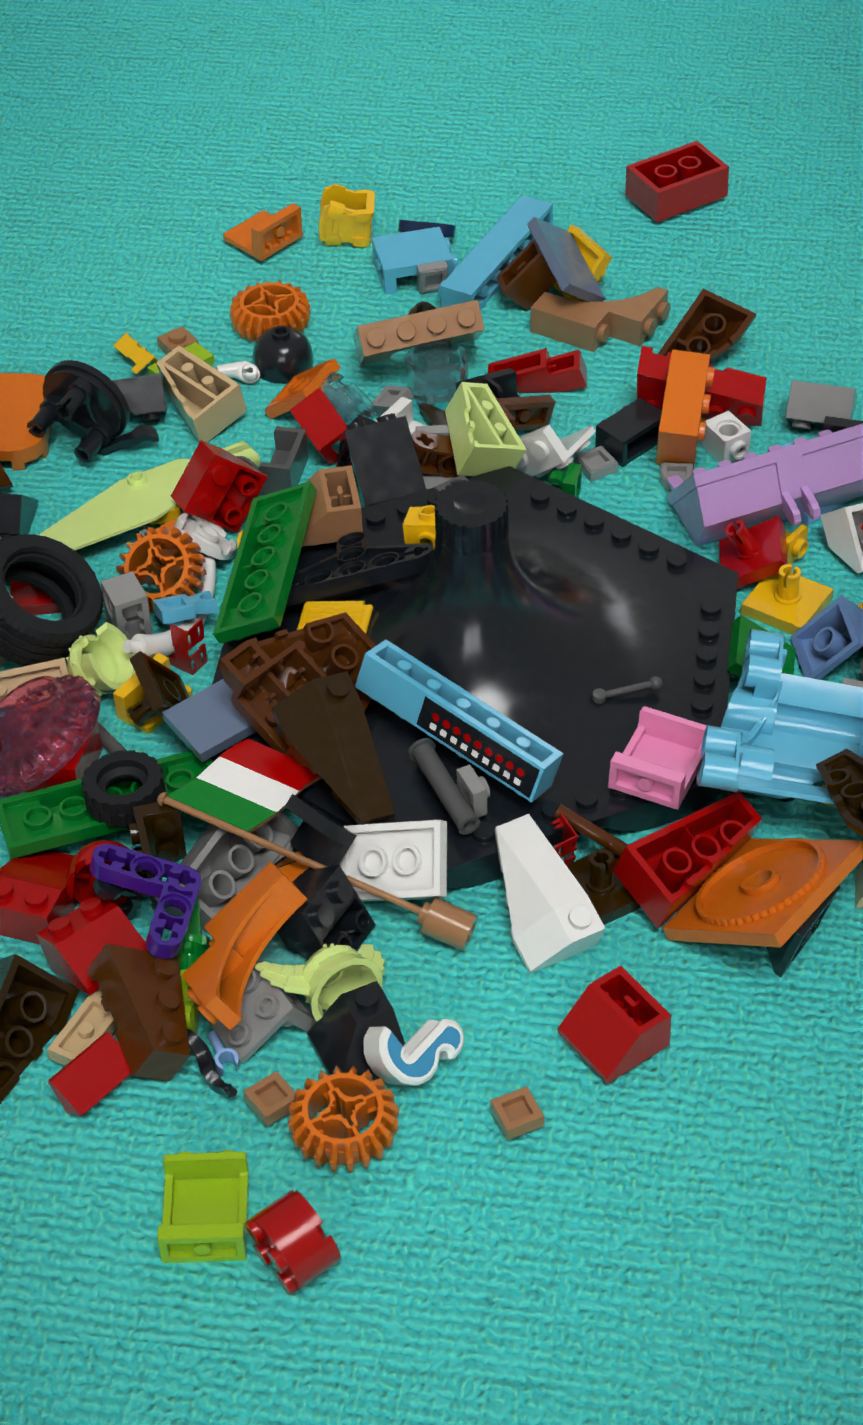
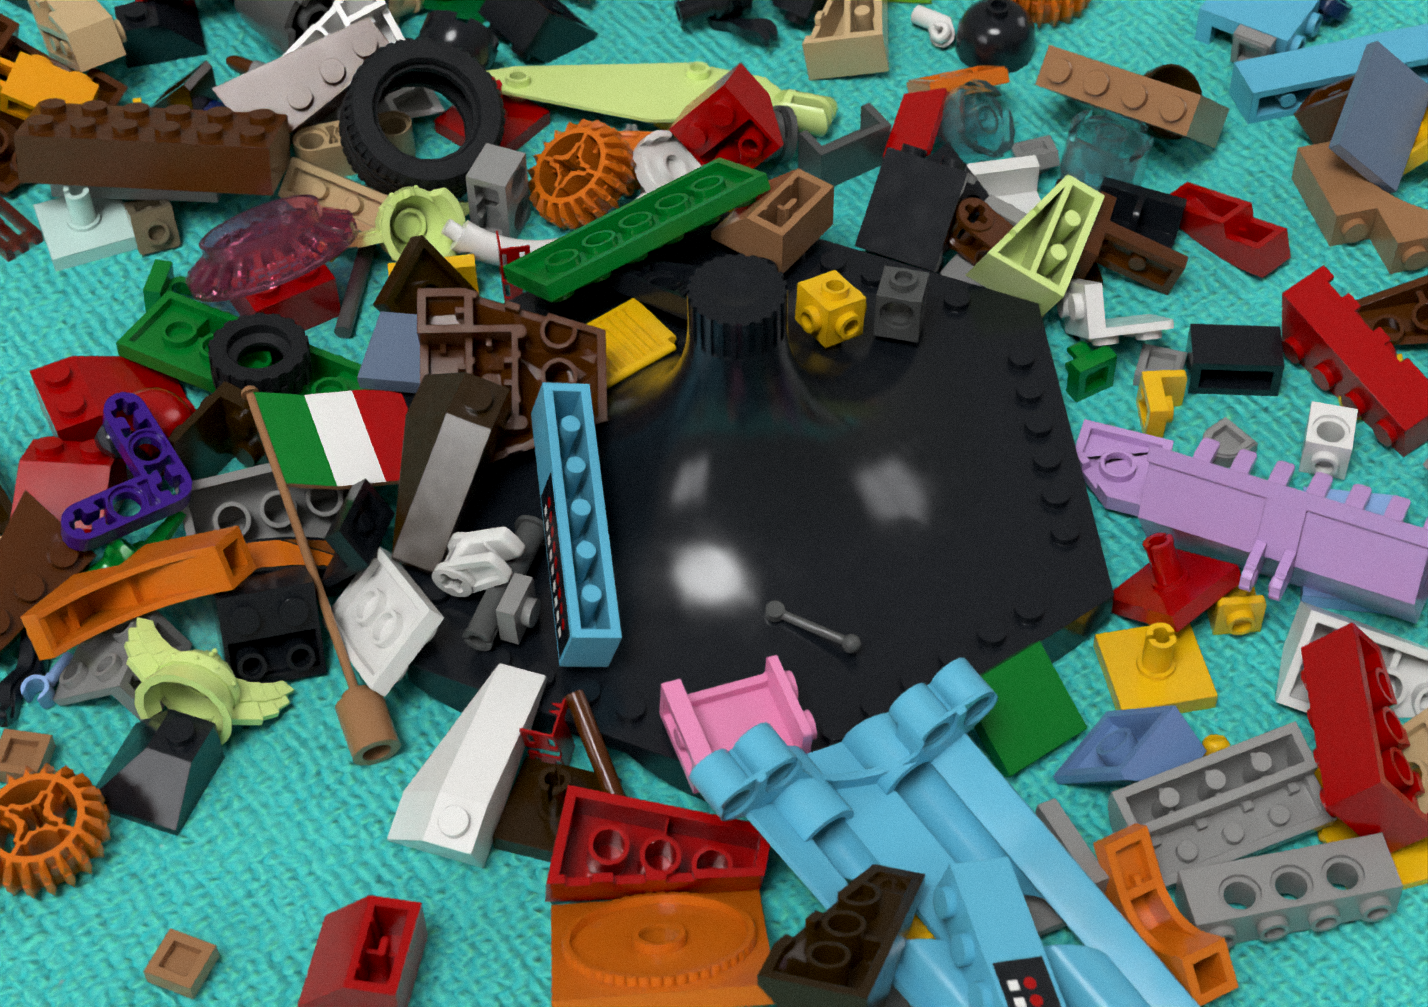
camera: 45 degrees right, 5 degrees up
(179, 608) = (544, 222): medium azure plate -> none
(418, 1057) = (162, 832): white animal -> none
(422, 782) = (477, 561): none -> white piece
(621, 478) = (1157, 397): none -> yellow bracket
(654, 514) = (1116, 463): none -> lavender plate
(683, 407) = (1289, 367): orange wedge -> none

